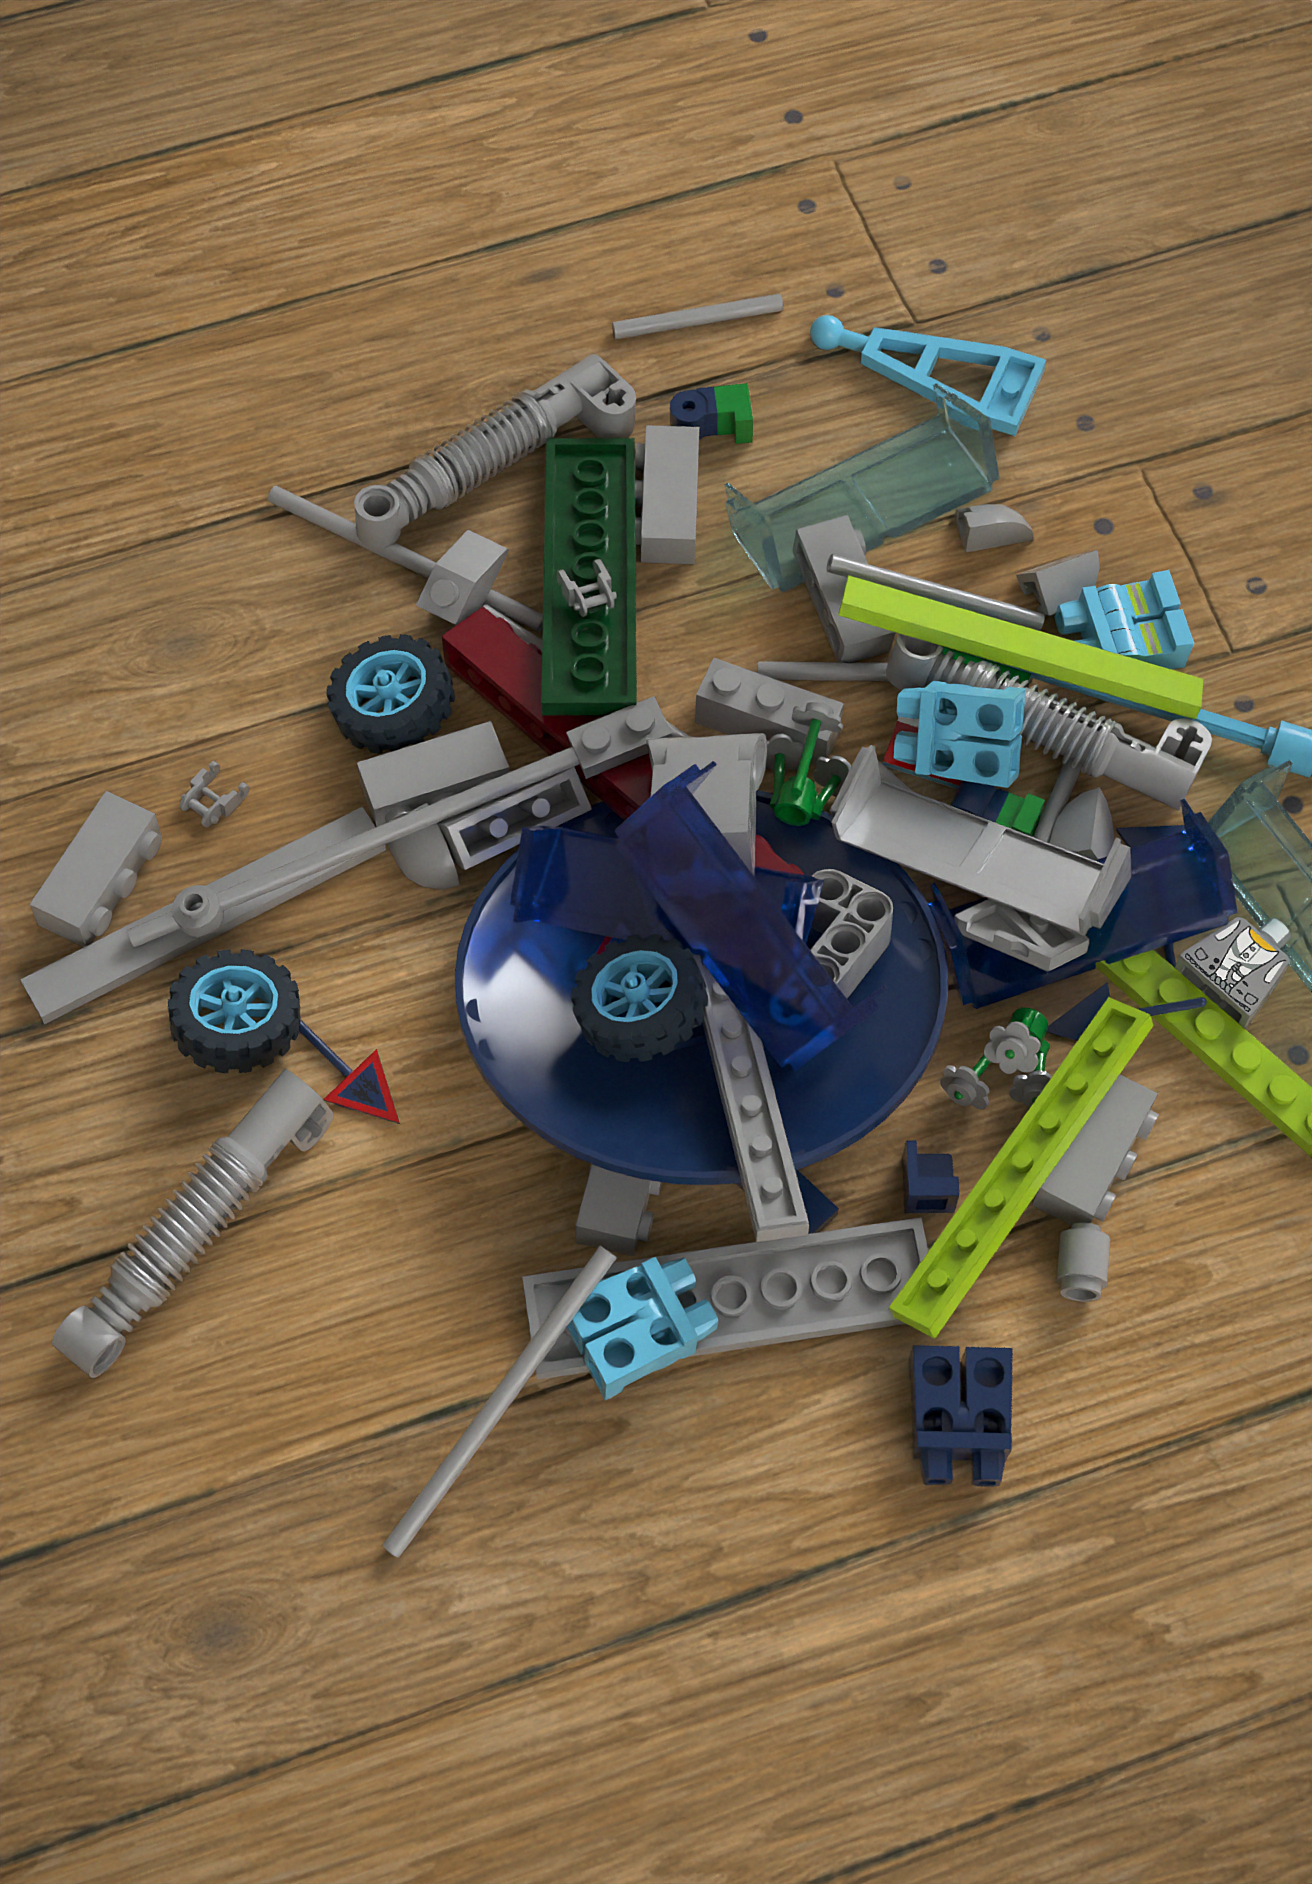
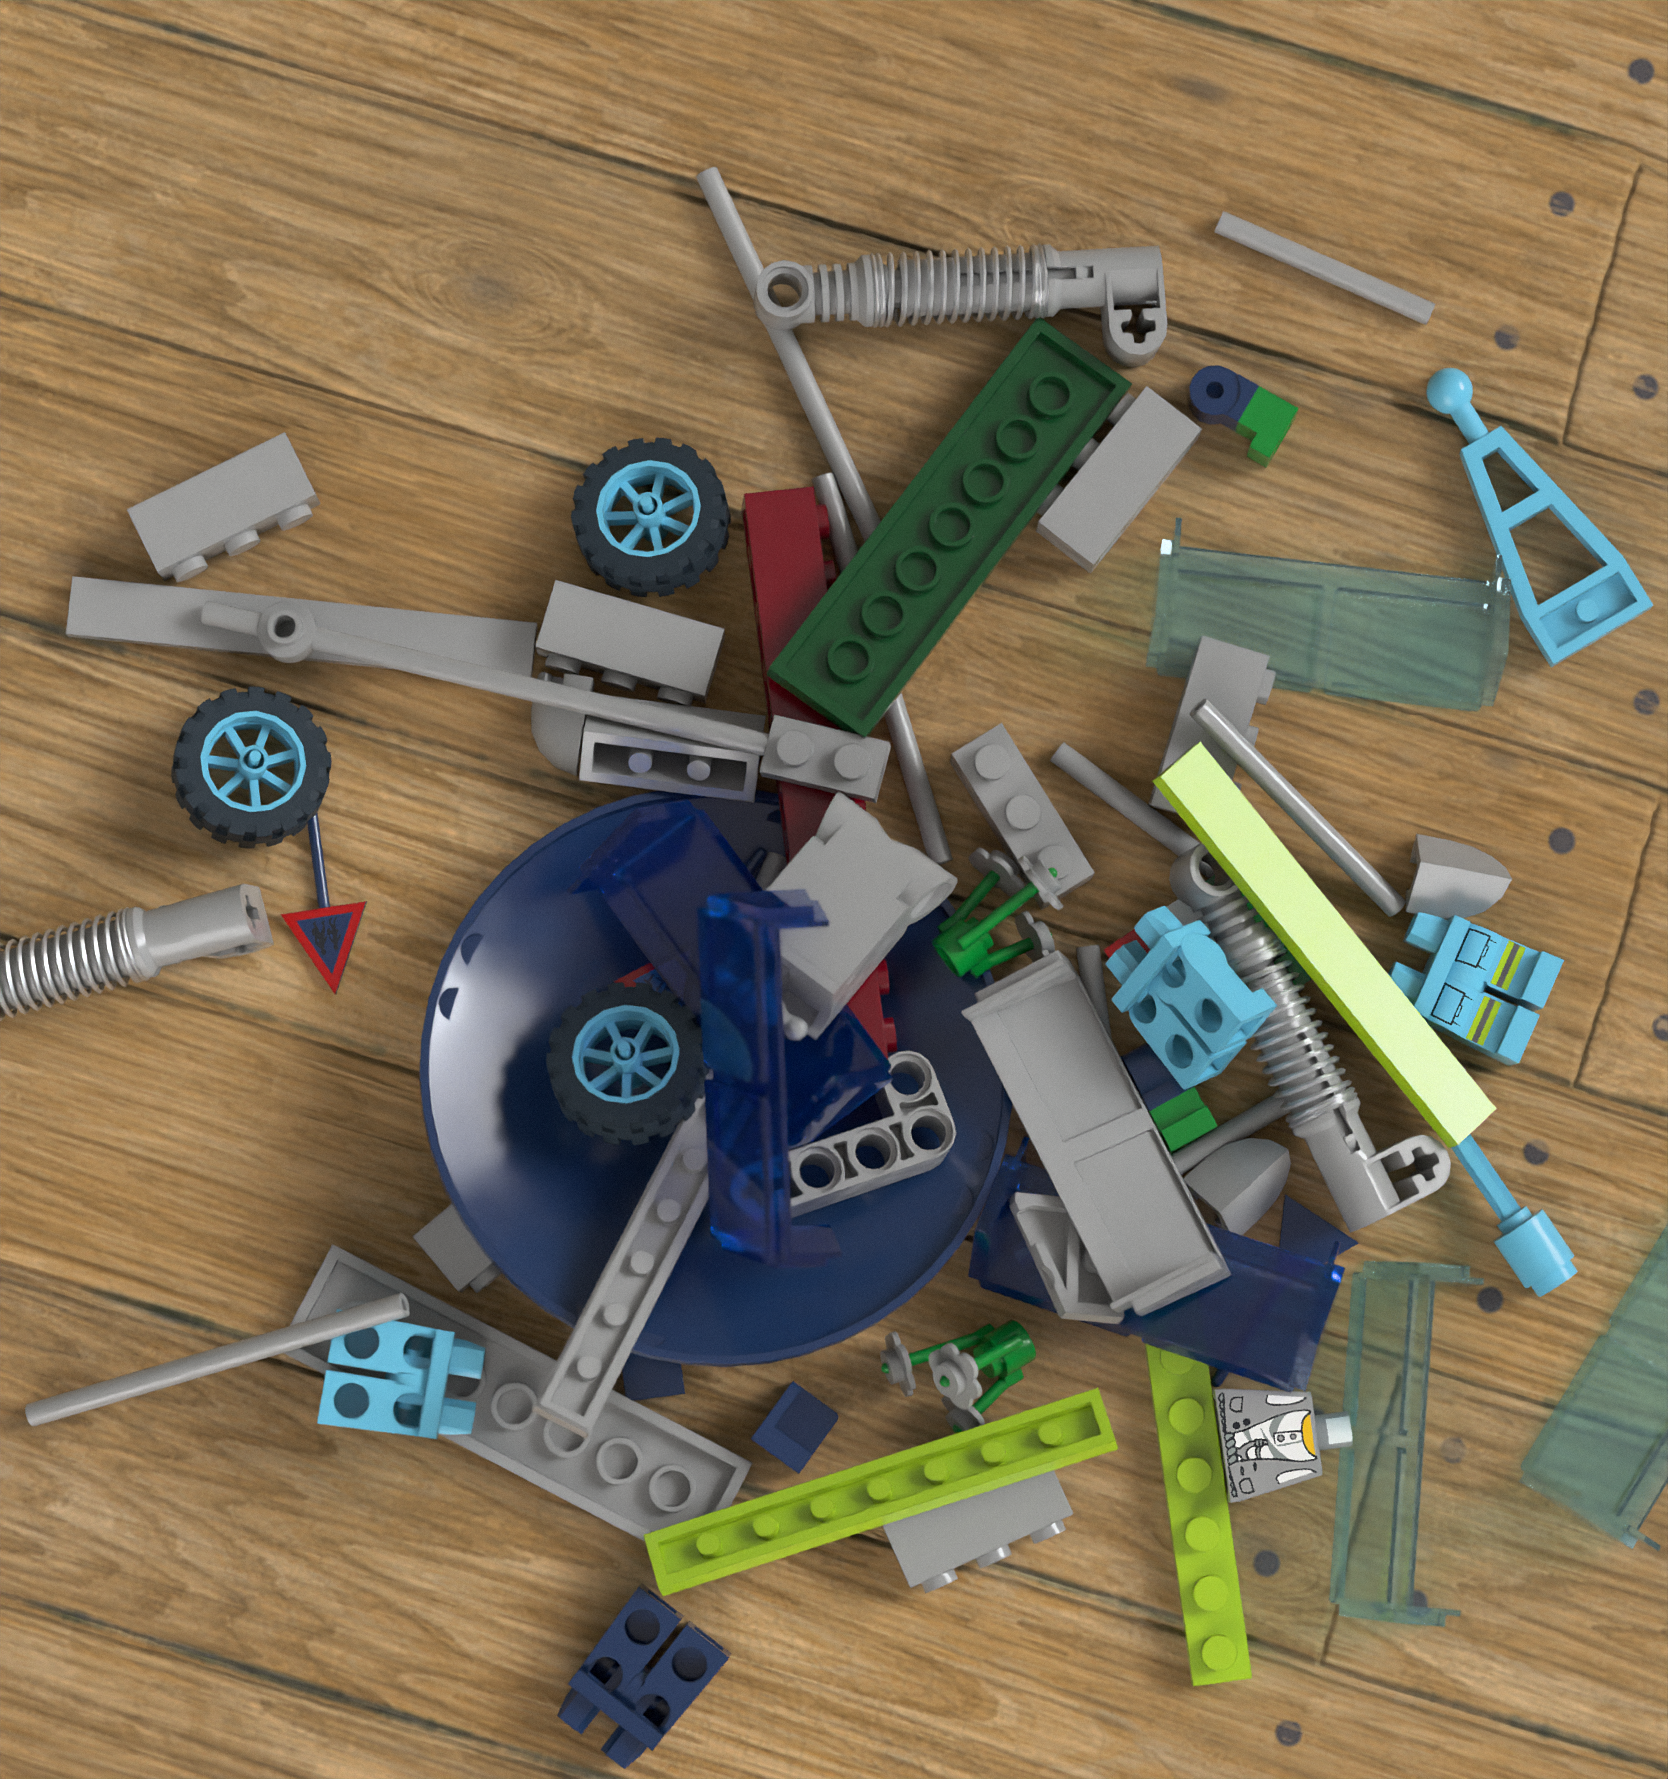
camera: 35 degrees right, 20 degrees up
(223, 805) = (392, 480): light grey piece -> none
(462, 578) = (817, 437): light grey slope -> none
(574, 596) = (901, 555): light grey piece -> none
(991, 526) = (1436, 758): light grey brick -> none
(1077, 1019) = (1083, 1373): dark blue piece -> none
(1083, 1262) = (873, 1618): light grey brick -> none

